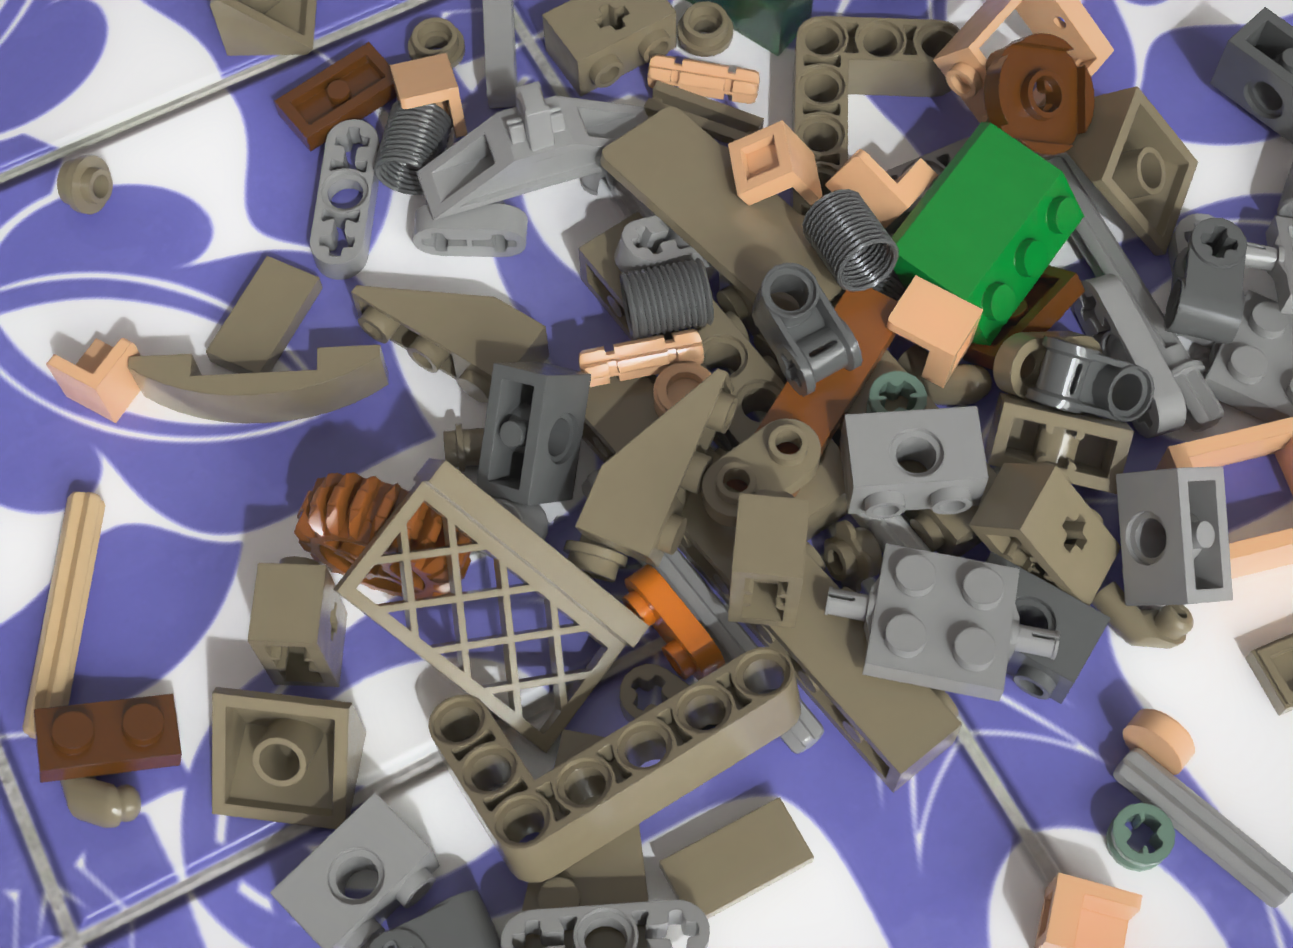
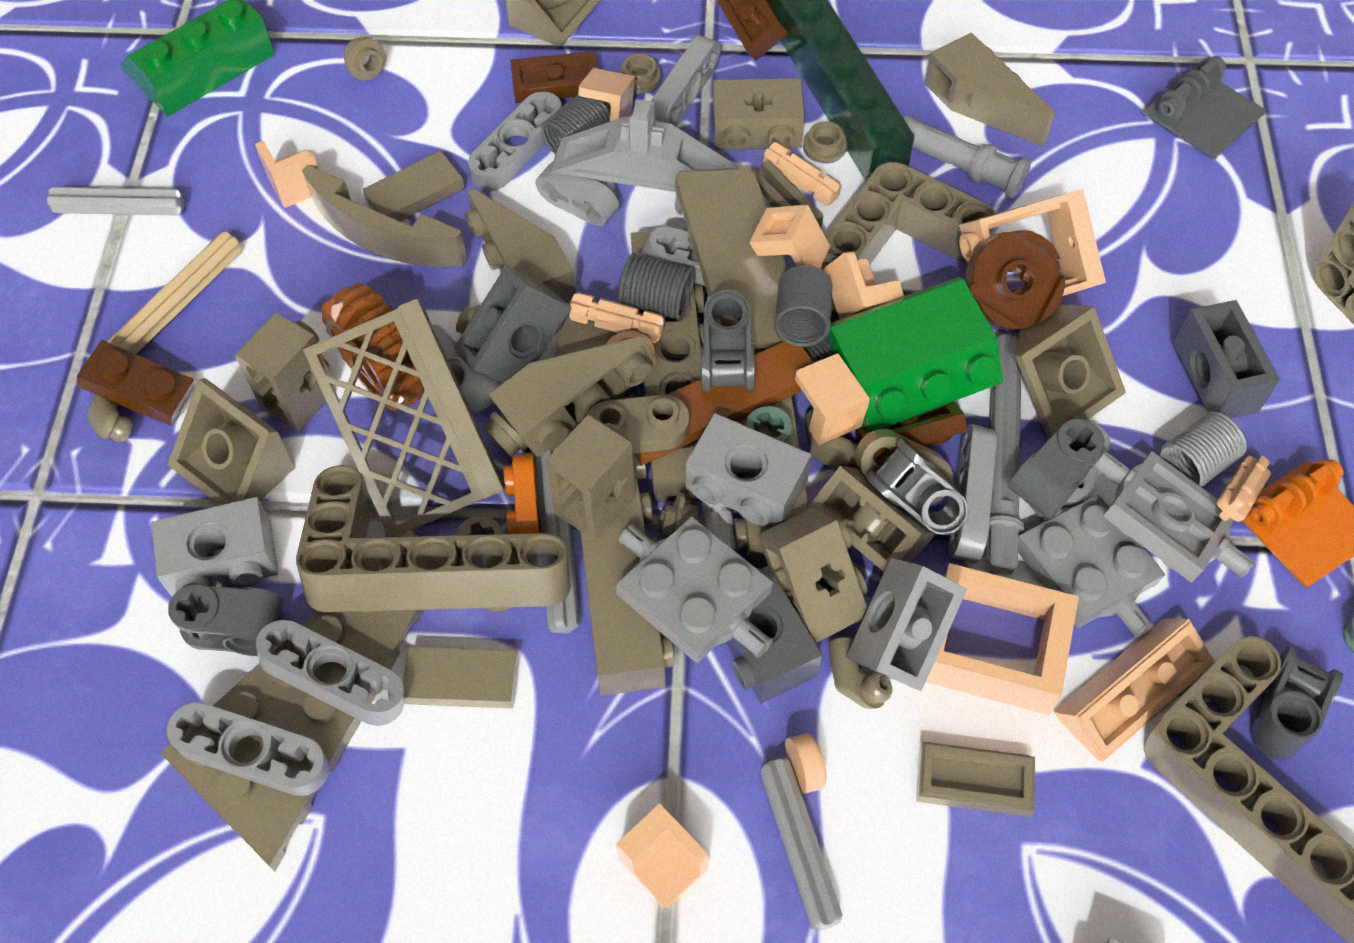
camera: 30 degrees right, 5 degrees down
(1161, 840) = (764, 829): sand green bush -> none

